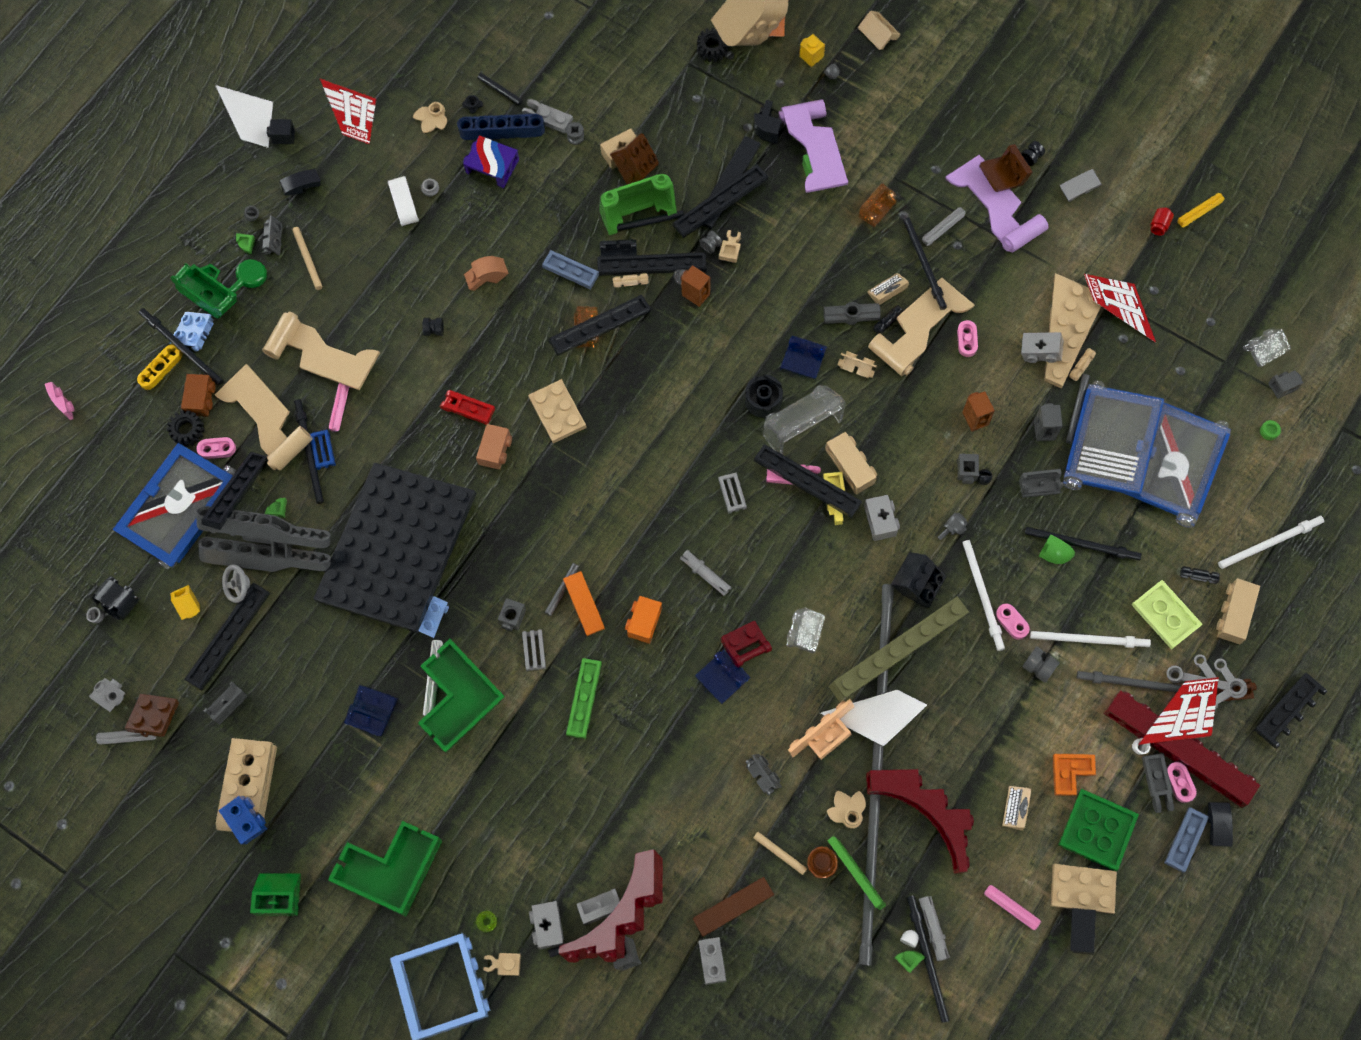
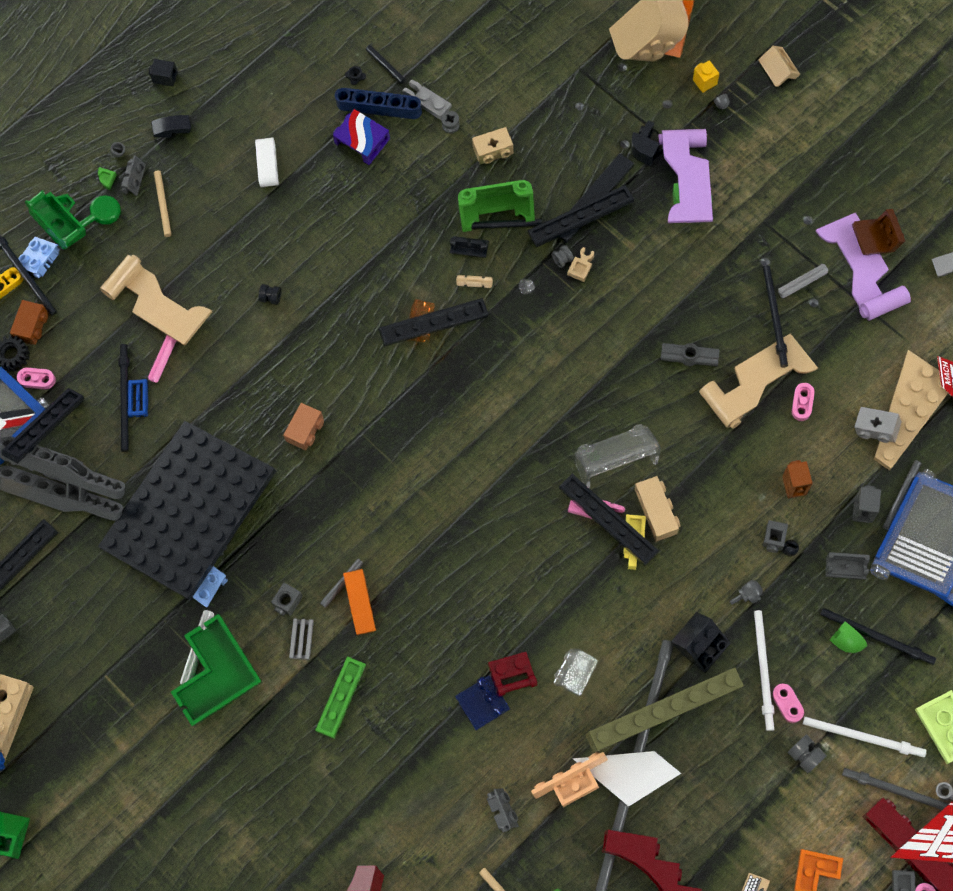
camera: 15 degrees right, 0 degrees up
(239, 583) = (30, 517): light grey piece -> none
(248, 114) = (135, 50): white sticker -> none
(268, 414) = (92, 353): tan door -> none
(277, 508) = (82, 449): bright green tile -> none
(352, 111) = (236, 62): sticker -> none
(370, 710) = (130, 668): clear blue slope -> none
(390, 880) = (114, 842): green piece -> none
(430, 119) = (310, 83): tan plate -> none
(430, 183) = (296, 148): light grey plate -> none
(468, 407) = (287, 382): red plate -> none
(485, 269) = (332, 246): nougat brick -> none
(557, 411) = (374, 401): tan plate -> none
(570, 269) = (417, 260): sand blue plate -> none
(635, 159) = (504, 159): reddish brown bracket -> none
(644, 619) = (416, 629): orange brick -> none
(650, 263) = (499, 268): black tile -> none
(695, 285) = (537, 299): dark orange brick -> none
(707, 574) = (486, 592): light grey pin -> none
(711, 53) = (600, 61): black tyre -> none
(736, 507) = (532, 532): light grey tile -> none
(755, 392) = (582, 414): black brick -> none
(803, 357) = (632, 390): clear blue hinge -> none
(847, 806) = (578, 860): tan plate -> none
(864, 367) = (678, 404): tan hinge -> none
(877, 205) = (739, 247): clear orange hinge -> none
(881, 528) = (676, 559): light grey brick -> none
(887, 320) = (725, 367): black axle -> none
(888, 288) = (732, 335): slope -> none
(1034, 151) = (910, 221): black wheel -> none
(1082, 364) = (916, 450): tan axle -> none
(1143, 748) = (895, 862): white hinge -> none

